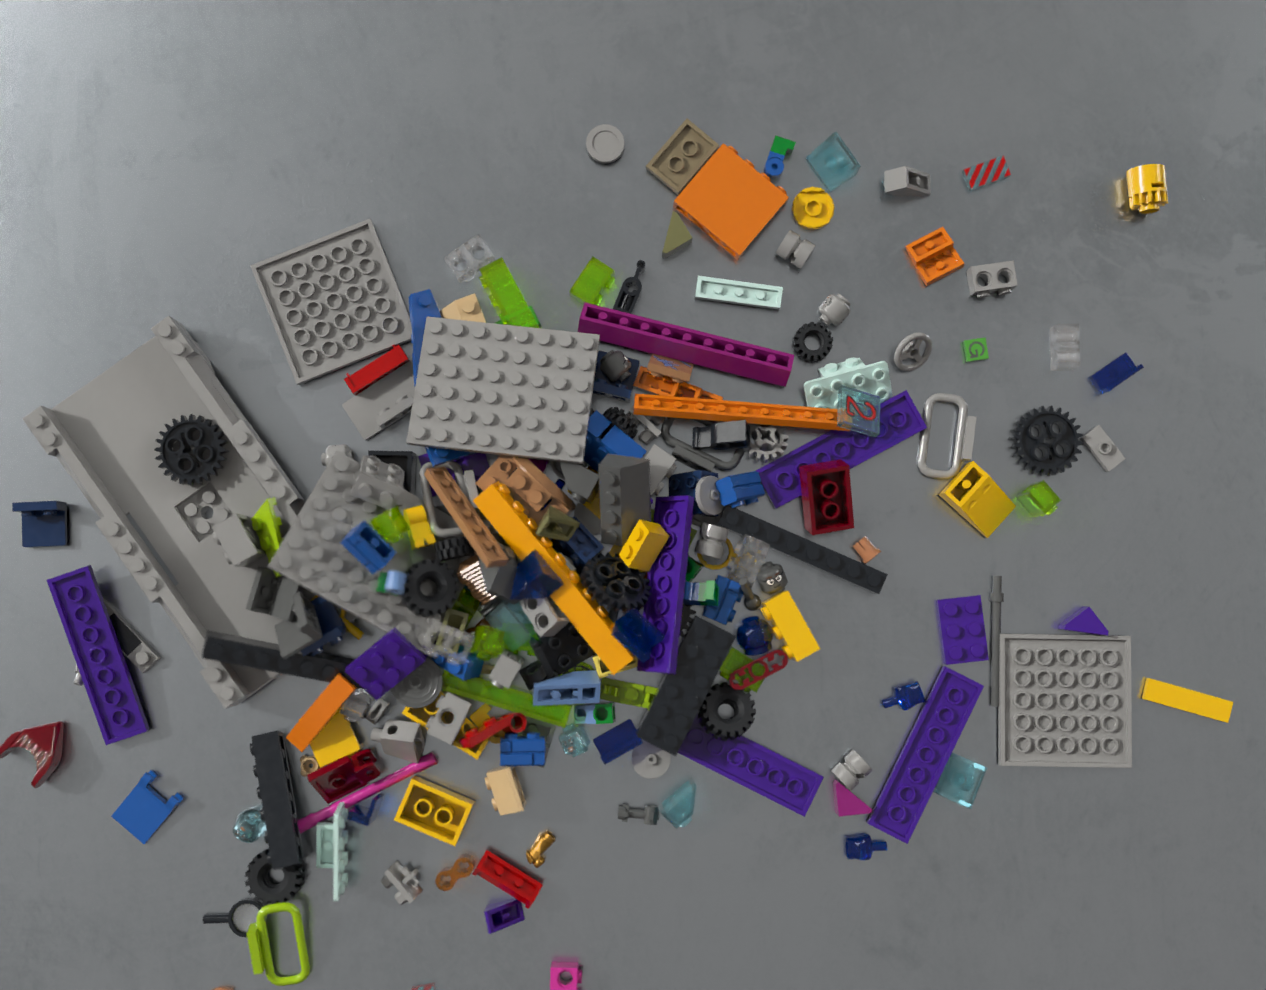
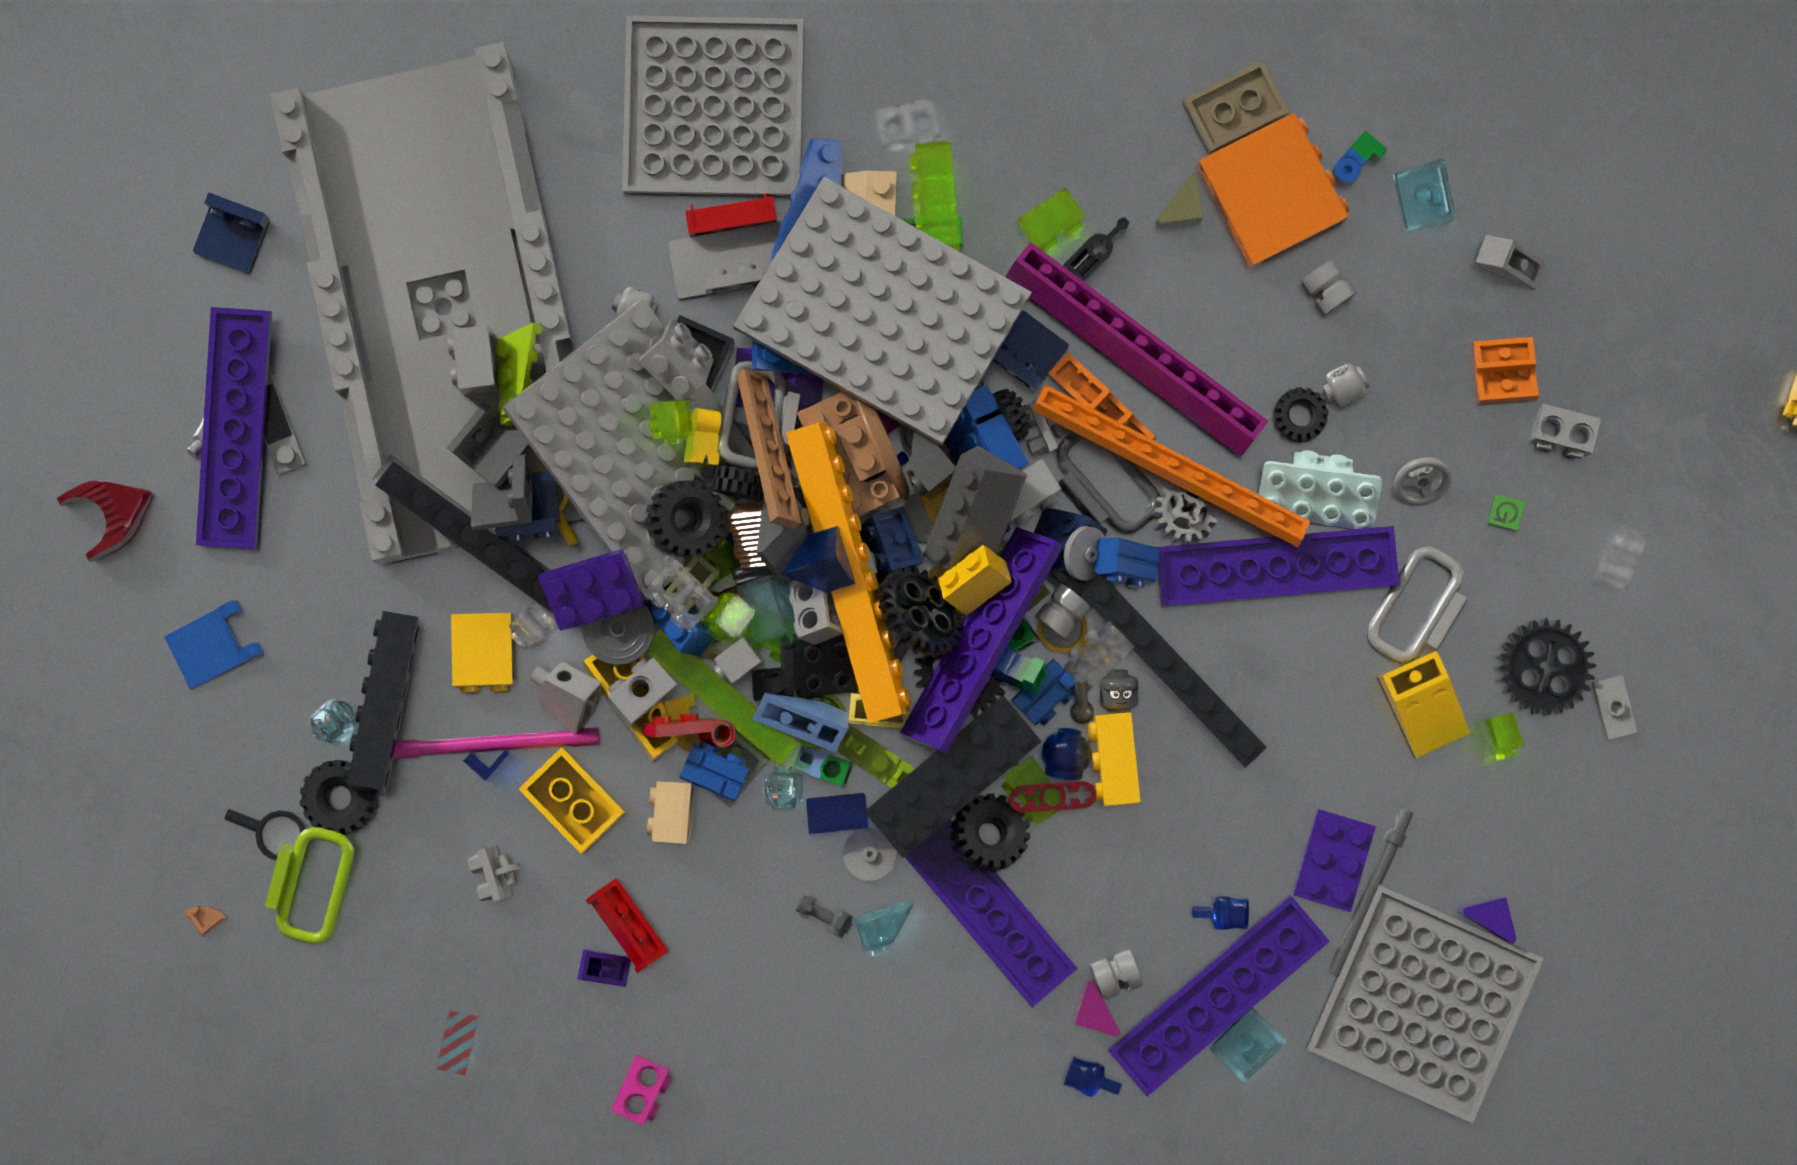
camera: 25 degrees right, 0 degrees up
(175, 460) = (485, 217): black gear -> none
(305, 761) = (431, 681): tan plate -> none
(321, 712) = (484, 617): orange slope -> none
(330, 849) = (421, 793): light aqua bracket -> none
(351, 773) = (488, 710): dark red plate -> none
(368, 547) = (634, 436): blue brick -> none
(377, 710) = (553, 646): light grey piece -> none
(391, 583) = (644, 492): medium blue leg -> none
(455, 872) = (564, 889): clear orange axle -> none
(541, 844) = (684, 903): pearl gold arm -> none
(557, 525) = (877, 508): olive slope -> none
(605, 143) = (1144, 47): light grey piece -> none
(615, 366) = (1035, 339): dark grey head -> none
(637, 634) = (919, 685): clear blue panel -> none
(678, 370) = (1111, 376): medium nougat tile -> none
(722, 436) = (1133, 485): black piece -> none
(738, 292) = (1233, 311): light aqua plate -> none
(812, 208) = (1375, 243): yellow tile -> none
(826, 497) = (1231, 617): dark red brick -> none
(858, 411) = (1319, 526): clear light blue tile -> none
(866, 550) = (1255, 707): nougat bush -> none
(986, 173) = (1619, 291): tile -> none
(1114, 373) = (1671, 617): clear blue panel -> none
(1187, 700) = (1582, 1071): yellow tile -> none

